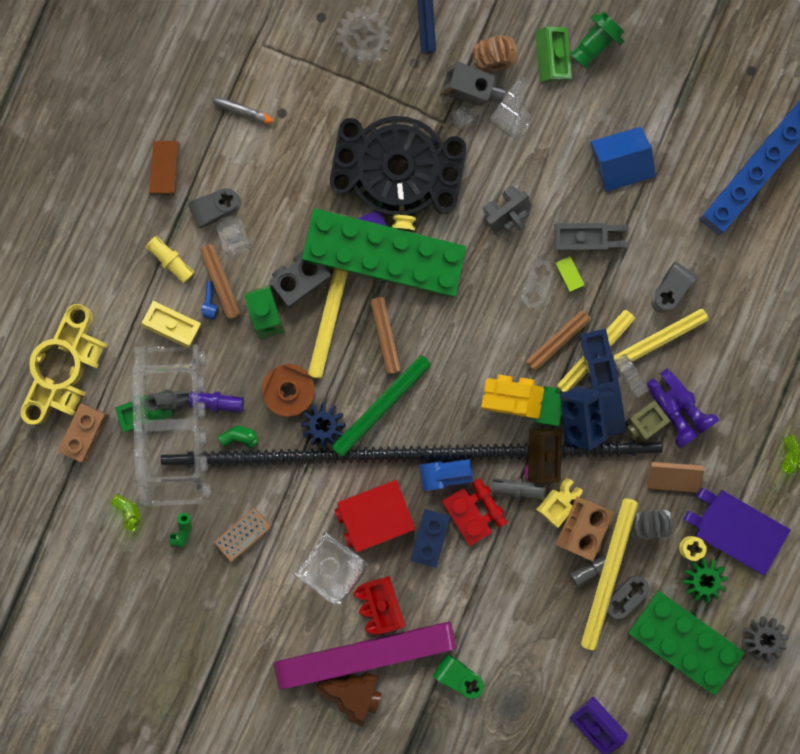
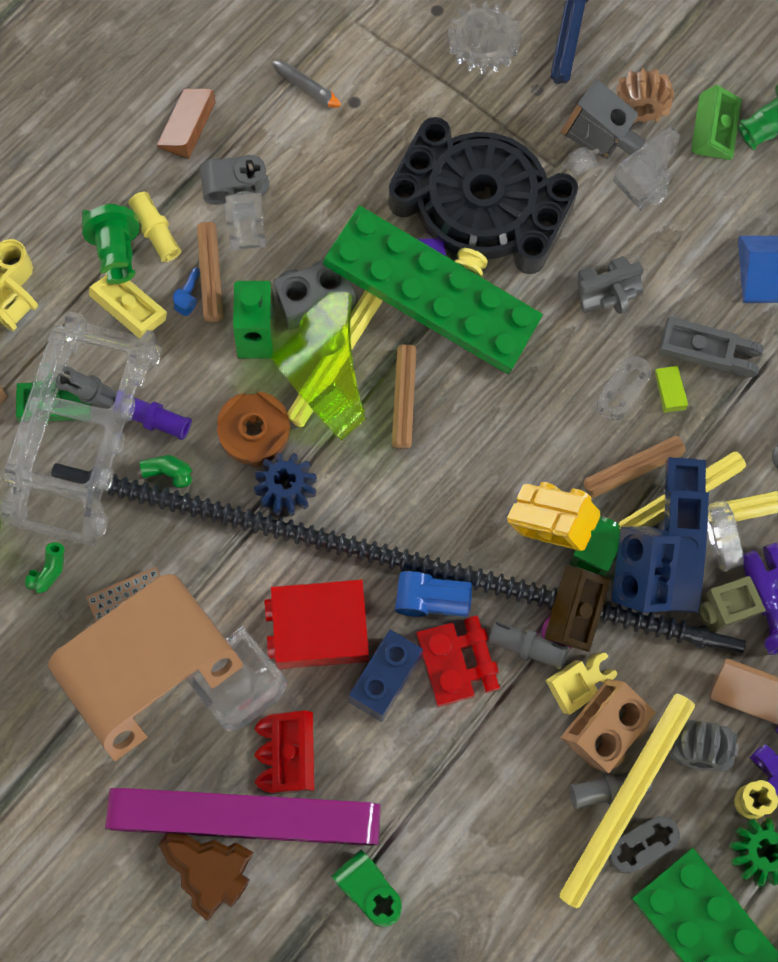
camera: 15 degrees right, 15 degrees down
(142, 276) = (112, 230): none -> green piece
(268, 578) = (137, 658): none -> medium nougat windscreen
(321, 334) = (321, 364): none -> clear neon green panel
(381, 405) = (370, 481): green axle -> none

